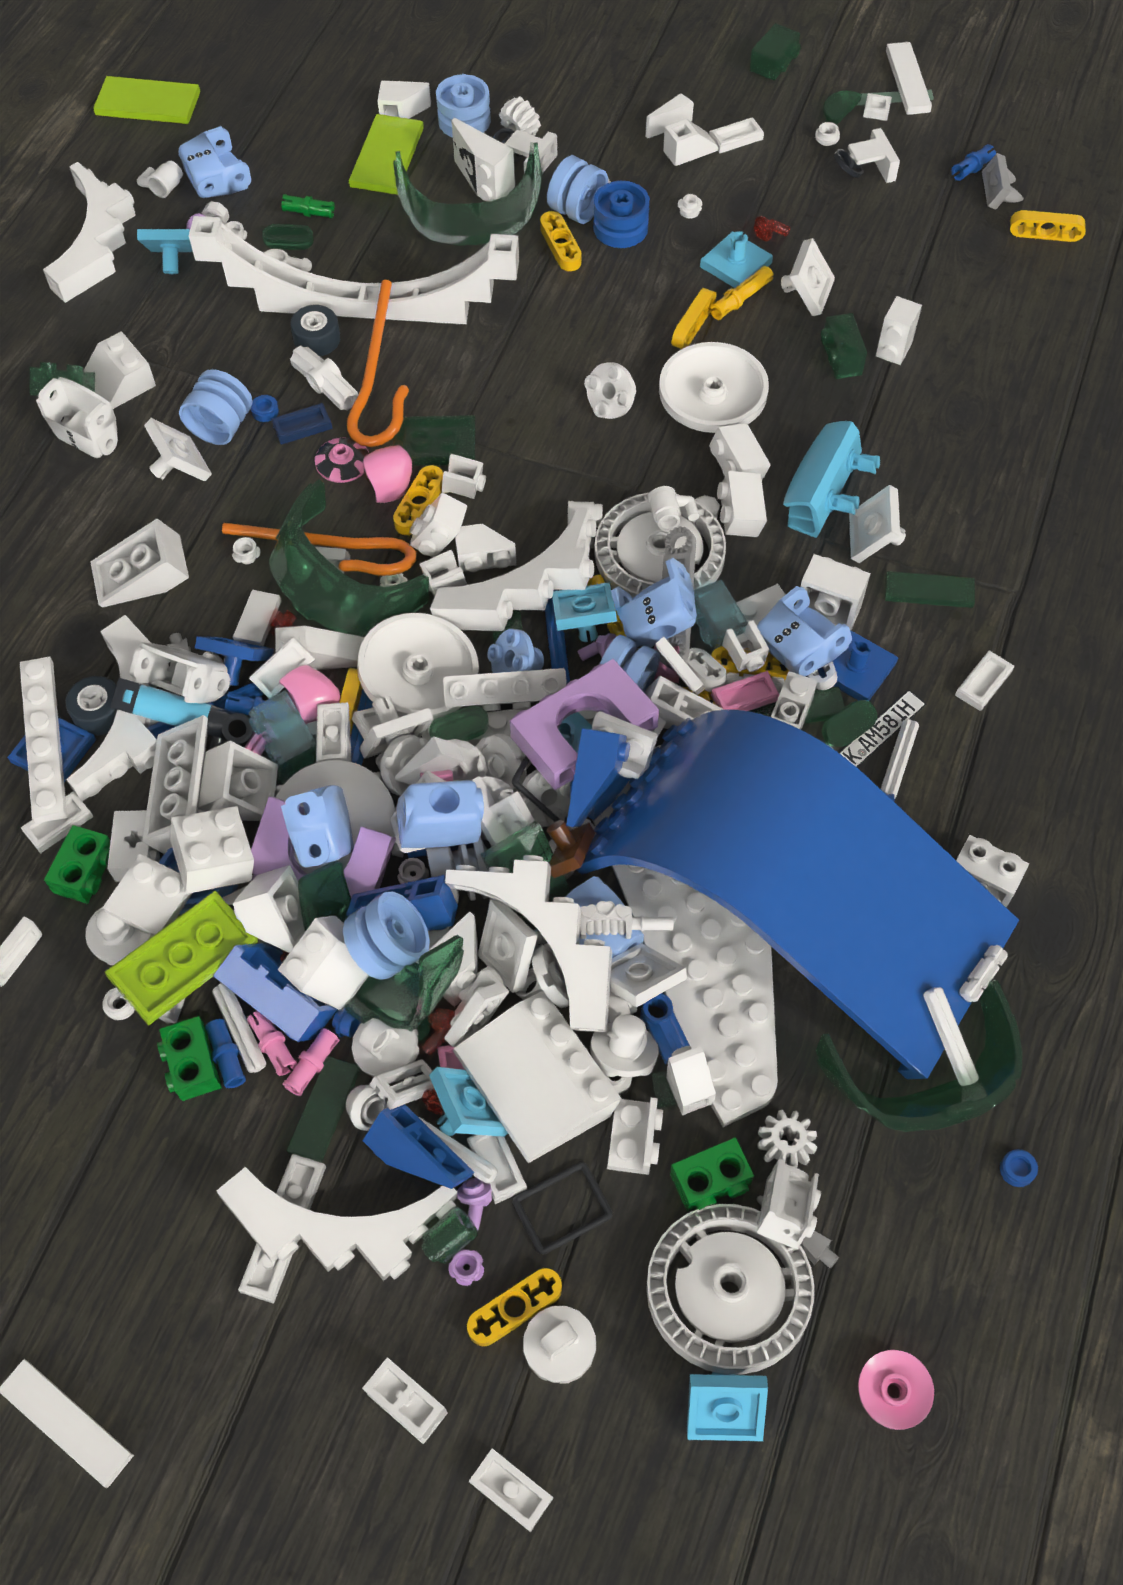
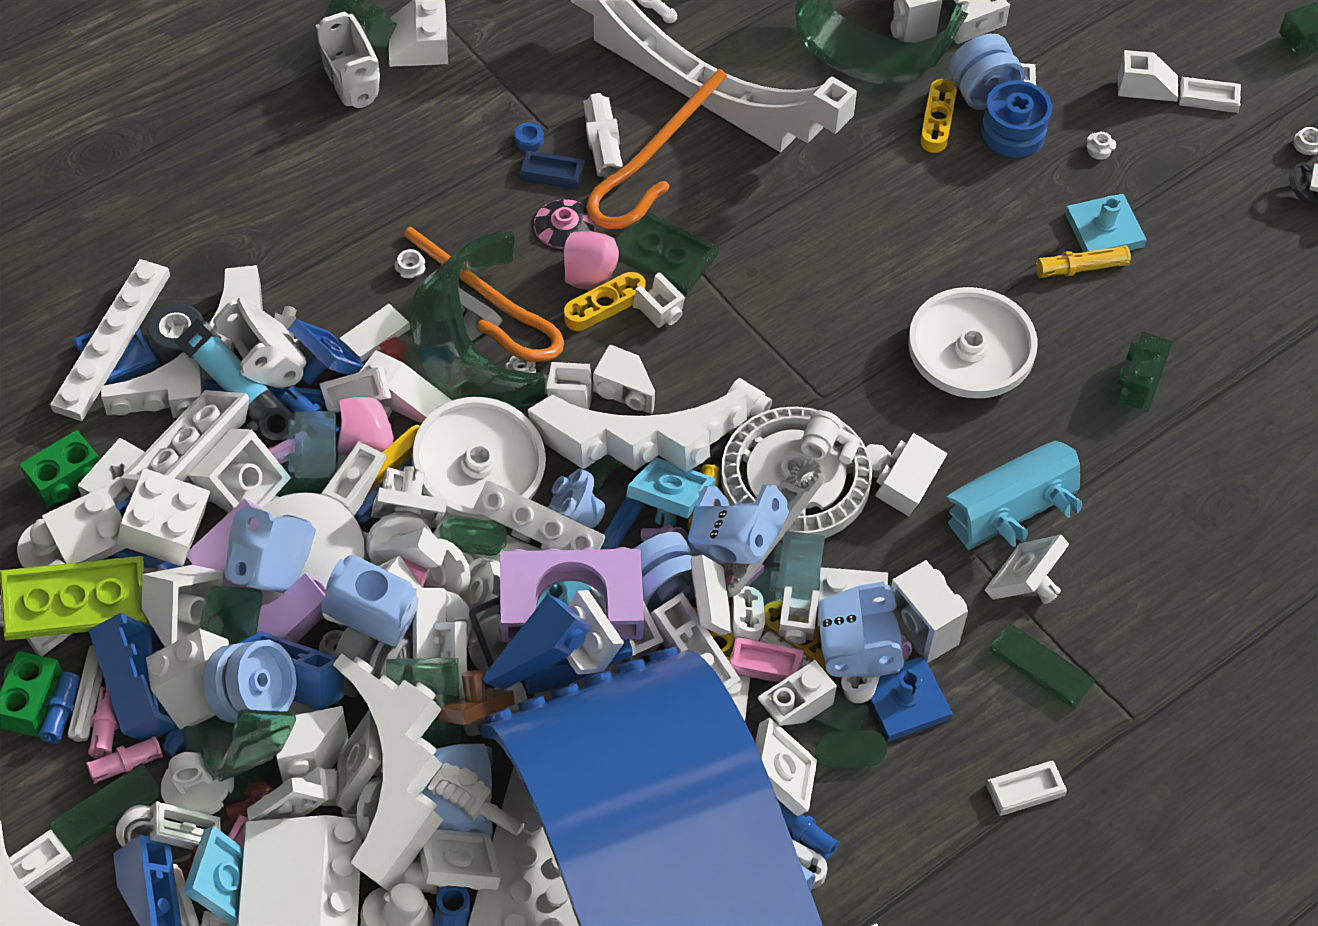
camera: 30 degrees right, 5 degrees down
(48, 833) = (57, 426): white tile -> none
(140, 565) = (307, 227): white slope -> none
(176, 452) = (413, 136): white tile -> none
(215, 407) = (477, 113): light blue wheel -> none
(316, 328) = (629, 85): black wheel -> none
(437, 525) = (593, 334): white brick -> none
(610, 390) = (866, 292): white plate -> none
(671, 112) = (1156, 39): white slope -> none
(693, 318) = (1010, 263): yellow beam -> none
(738, 450) = (947, 421): white brick -> none
(764, 228) = (1160, 207): clear red plate -> none
(810, 277) = (1163, 283): white tile -> none
(885, 727) = (880, 776): sticker -> none
(898, 330) = (1210, 385): white brick -> none
(899, 757) = (875, 812): white axle -> none

